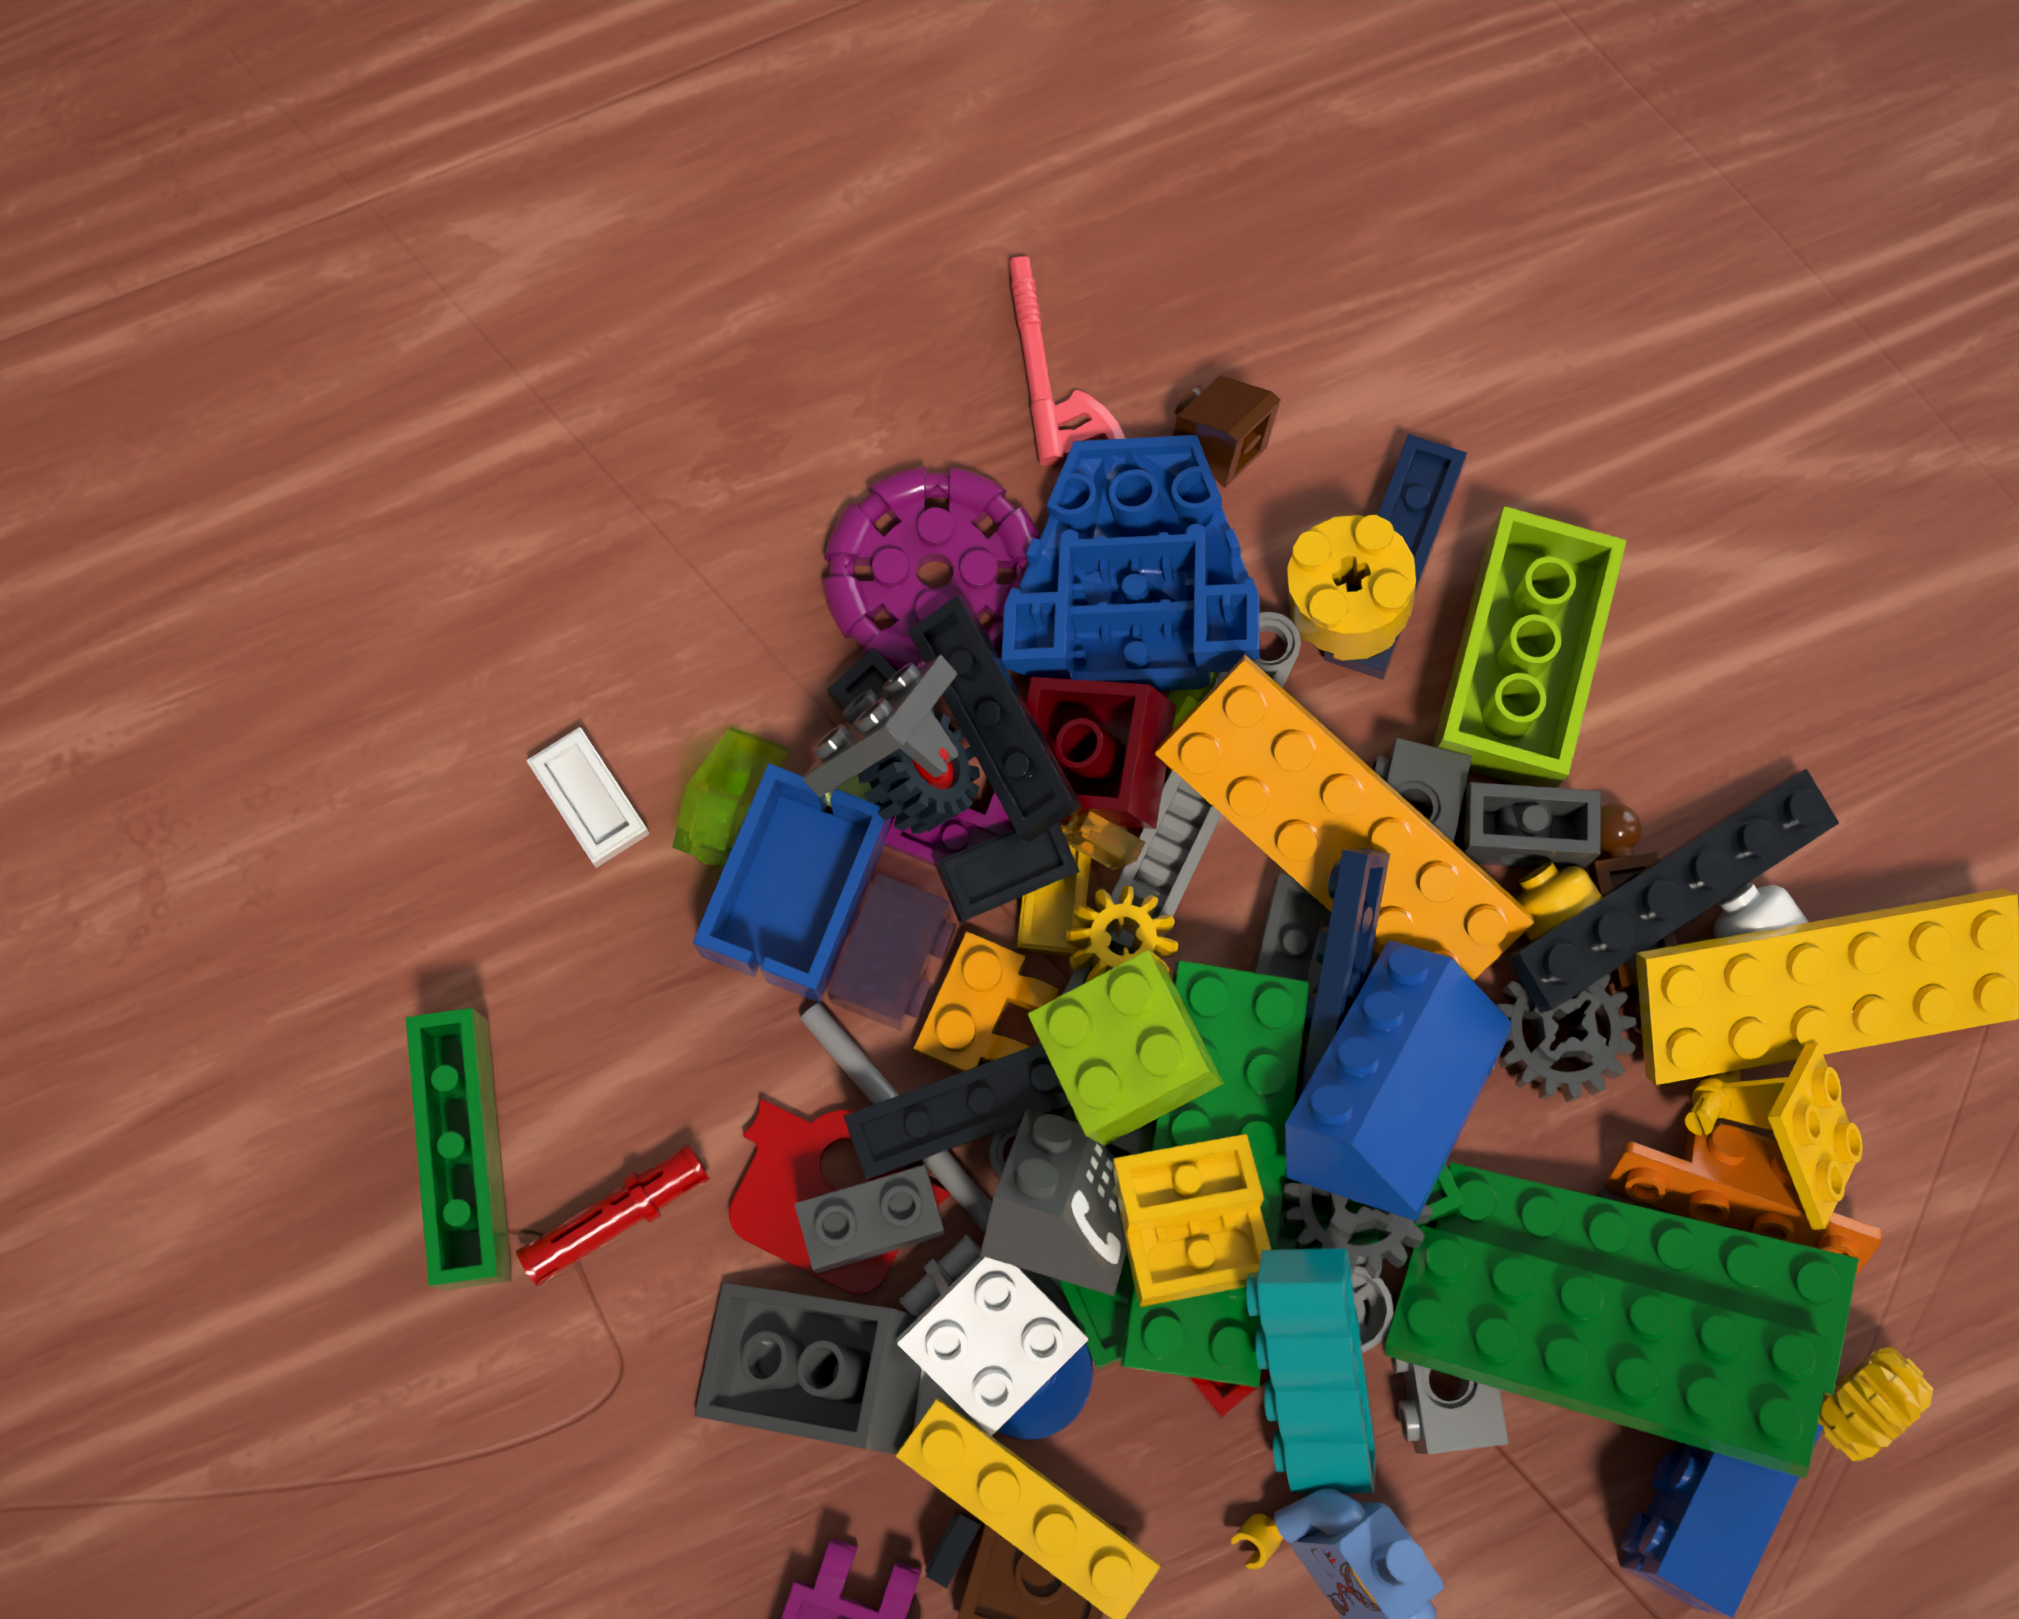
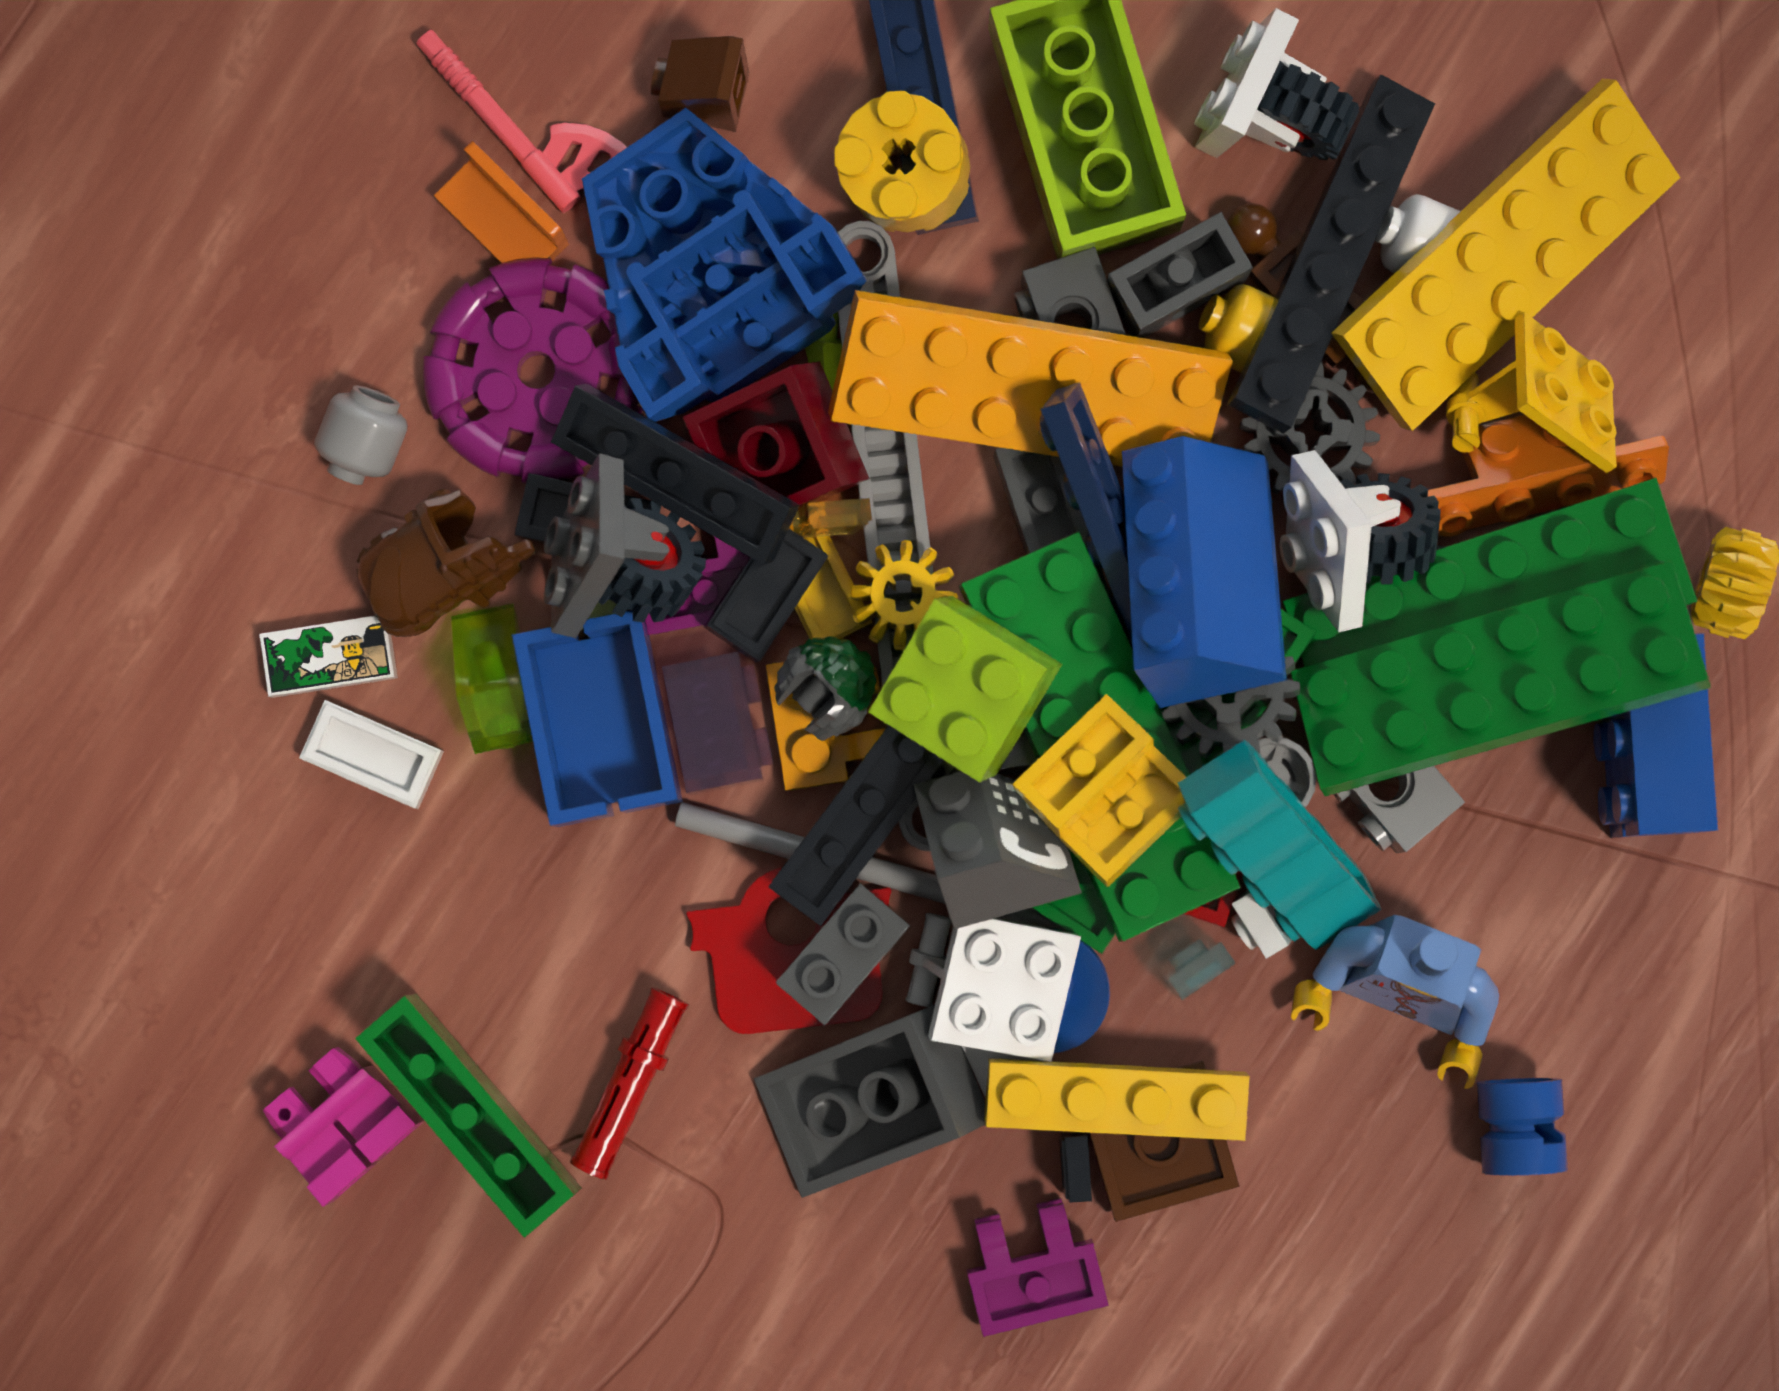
camera: 25 degrees left, 10 degrees up
(346, 1097) = (347, 1131): none -> dark pink hips
(608, 694) = (327, 656): none -> tile
(745, 672) = (431, 568): none -> reddish brown helmet
(756, 532) = (361, 434): none -> light grey head
(989, 428) = (499, 211): none -> orange panel
(1011, 975) = (829, 682): none -> piece
(1174, 1437) = (1196, 966): none -> clear light blue plate
(1253, 1435) = (1258, 926): none -> white plate
(1550, 1138) = (1352, 532): none -> white plate
(1704, 730) = (1274, 98): none -> plate

